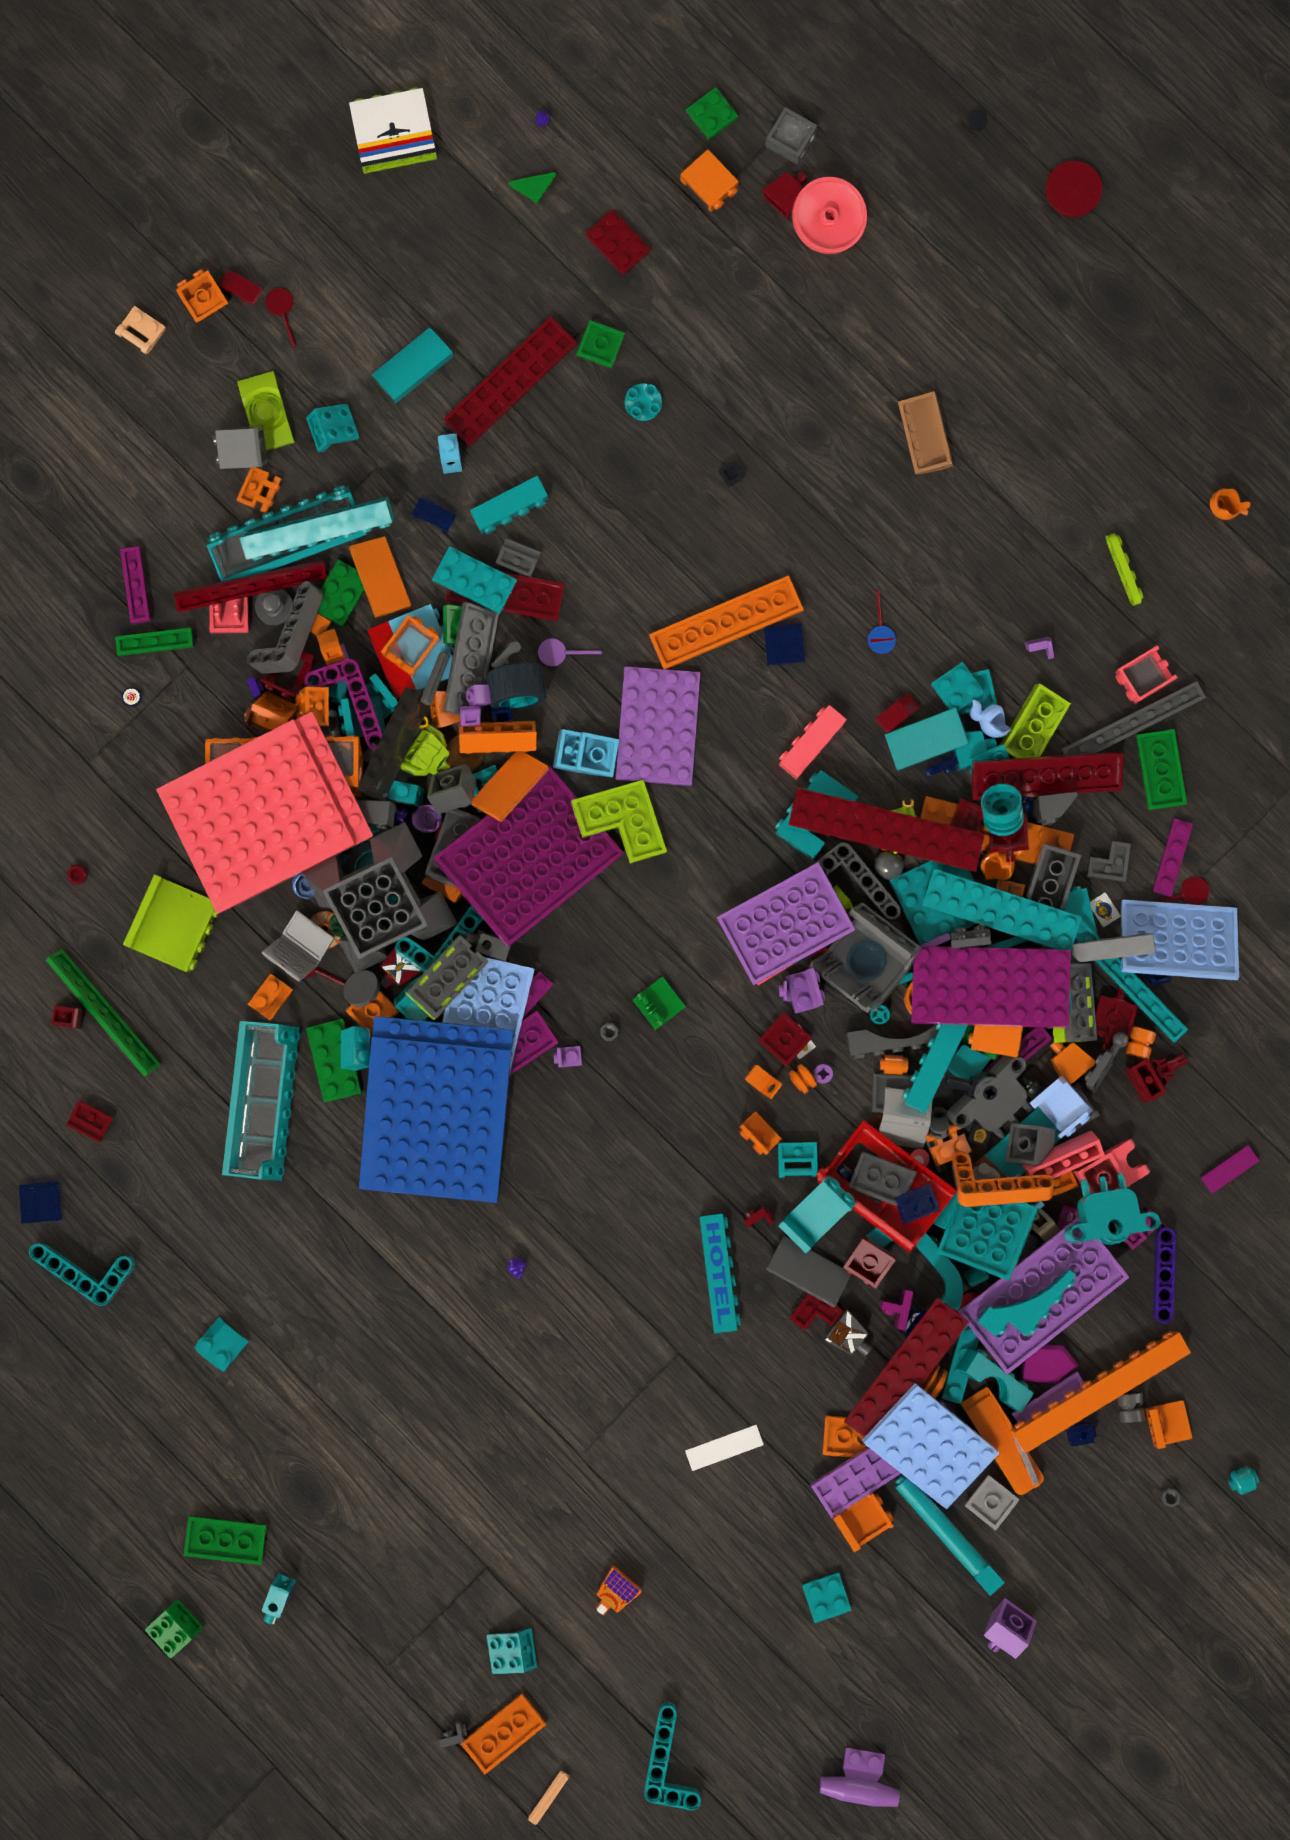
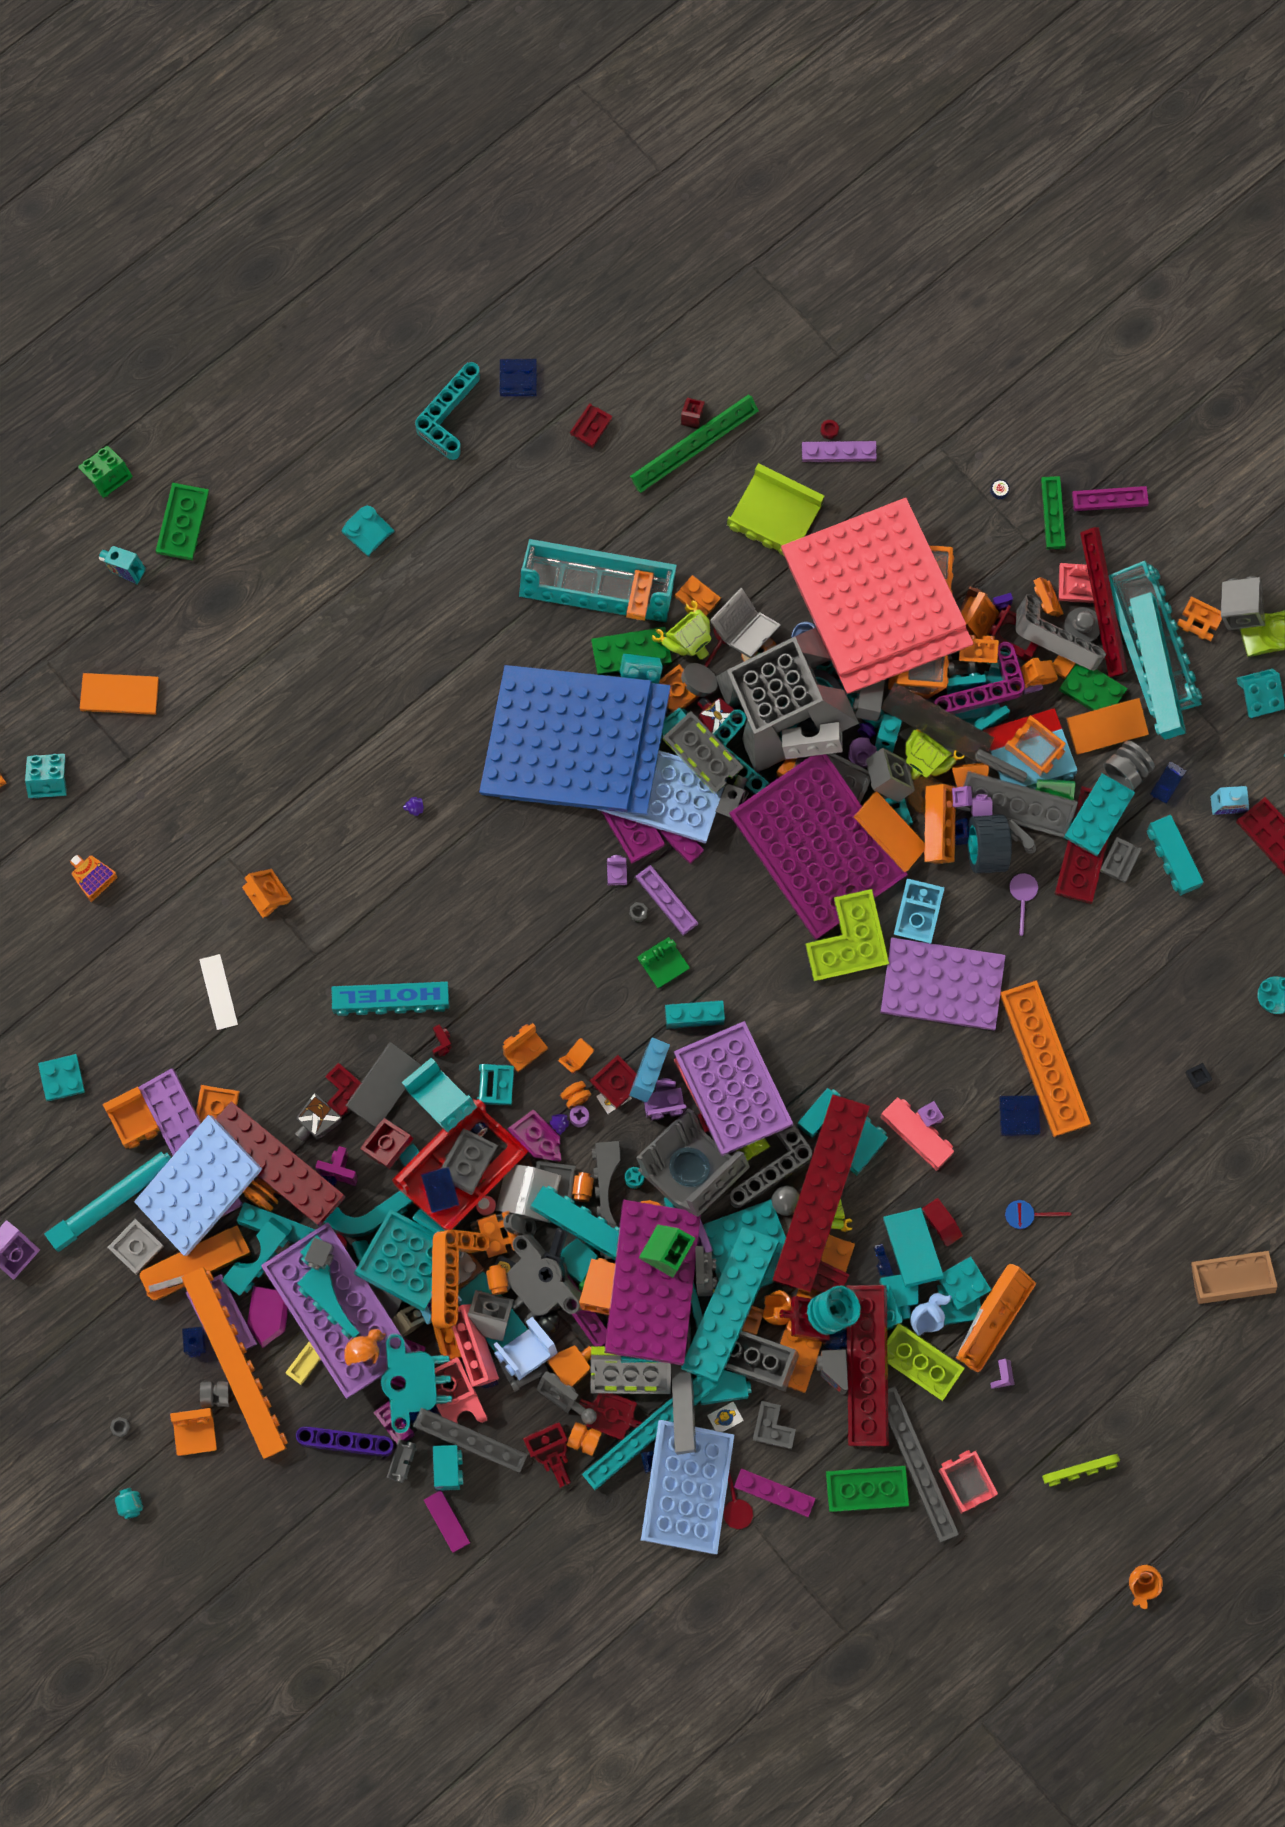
camera: 90 degrees right, 10 degrees down
(101, 863) = (839, 451): none -> medium lavender plate
(241, 645) = (1047, 594): none -> orange plate
(276, 1055) = (640, 595): none -> orange tile
(314, 1001) = (689, 634): none -> lime torso
(418, 1585) = (119, 693): none -> orange tile
(419, 550) = (1129, 765): none -> dark grey wheel
(429, 851) = (825, 742): none -> light grey arch
(593, 1004) = (666, 900): none -> medium lavender tile
(618, 1409) = (266, 891): none -> orange bracket
(711, 967) = (694, 1014): none -> teal brick
(773, 1007) = (649, 1070): none -> dark azure brick
(794, 729) = (931, 1114): none -> medium lavender bracket
(830, 1093) = (559, 1123): none -> dark purple plate
(848, 1113) = (537, 1136): none -> magenta tile
(961, 974) = (667, 1249): none -> green slope
(986, 657) = (995, 1317): none -> orange piece
(995, 1140) = (497, 1280): none -> orange brick
(1000, 1316) = (319, 1254): none -> dark grey brick
(1084, 1264) = (363, 1347): none -> orange hair
(1093, 1324) = (303, 1364): none -> light yellow tile
(1156, 1152) = (470, 1440): none -> dark grey tile
(1171, 1216) = (399, 1466): none -> dark grey hinge
(1184, 1173) = (446, 1467): none -> teal brick

